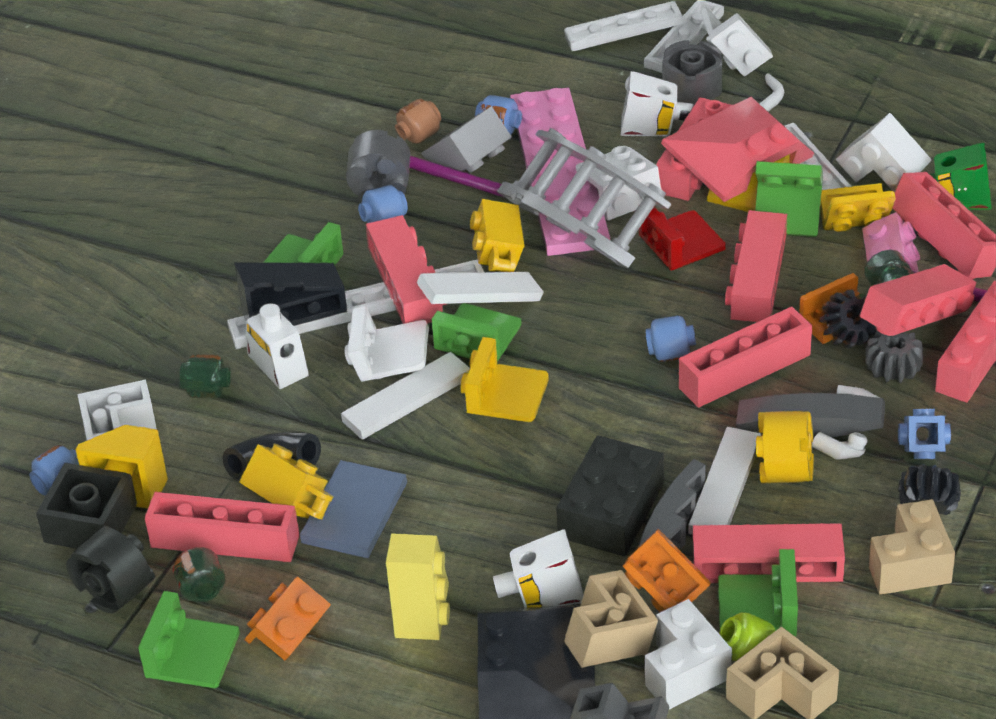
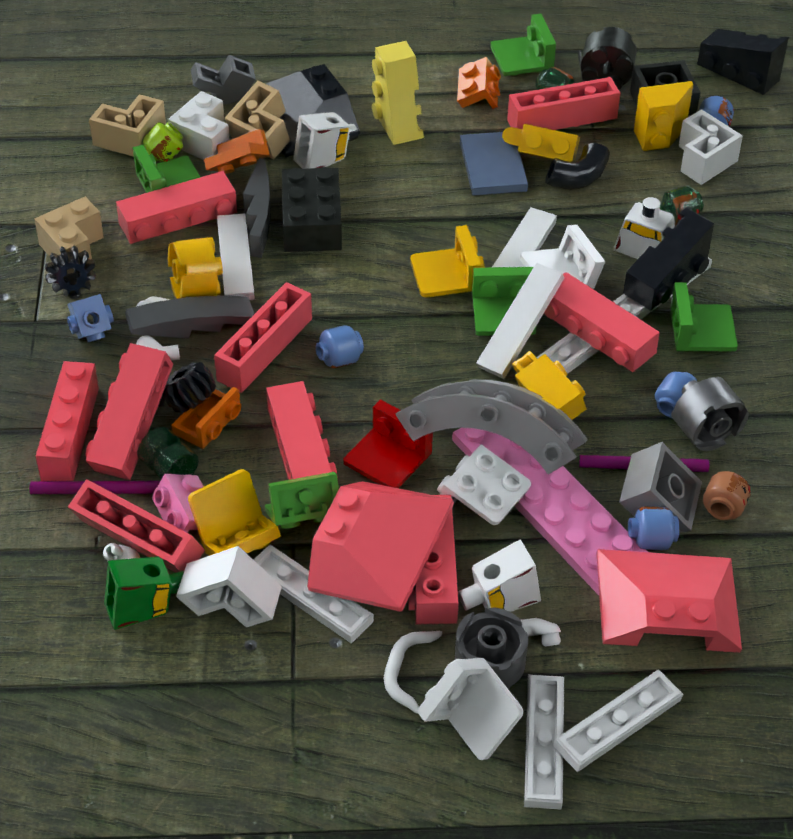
camera: 150 degrees right, 5 degrees up
(533, 65) = (667, 597): none -> coral slope

